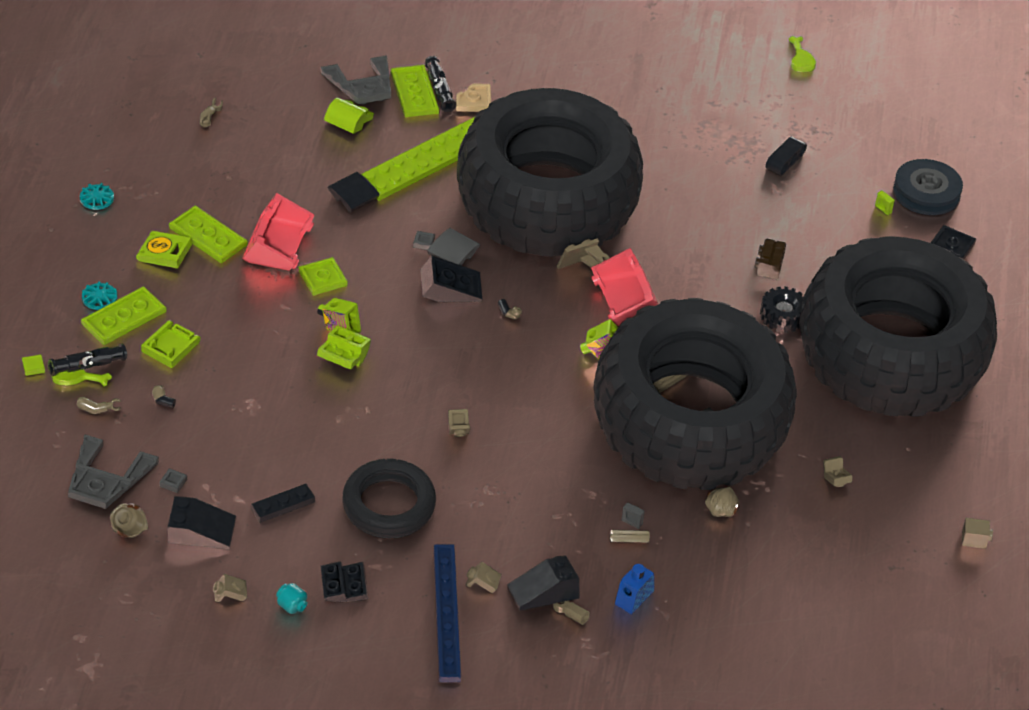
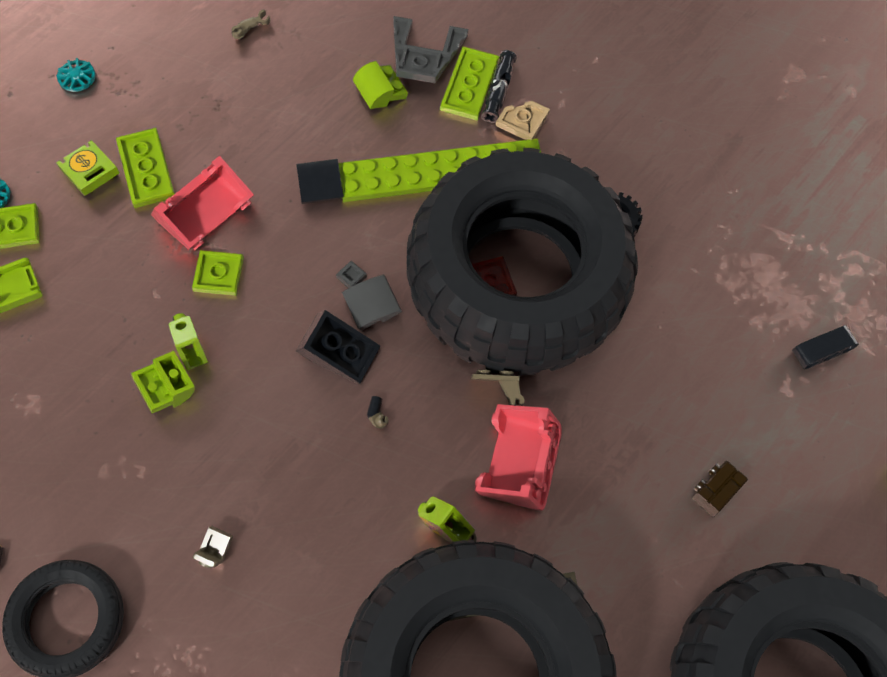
camera: 30 degrees right, 20 degrees up
(773, 305) = (694, 556): black bush -> none

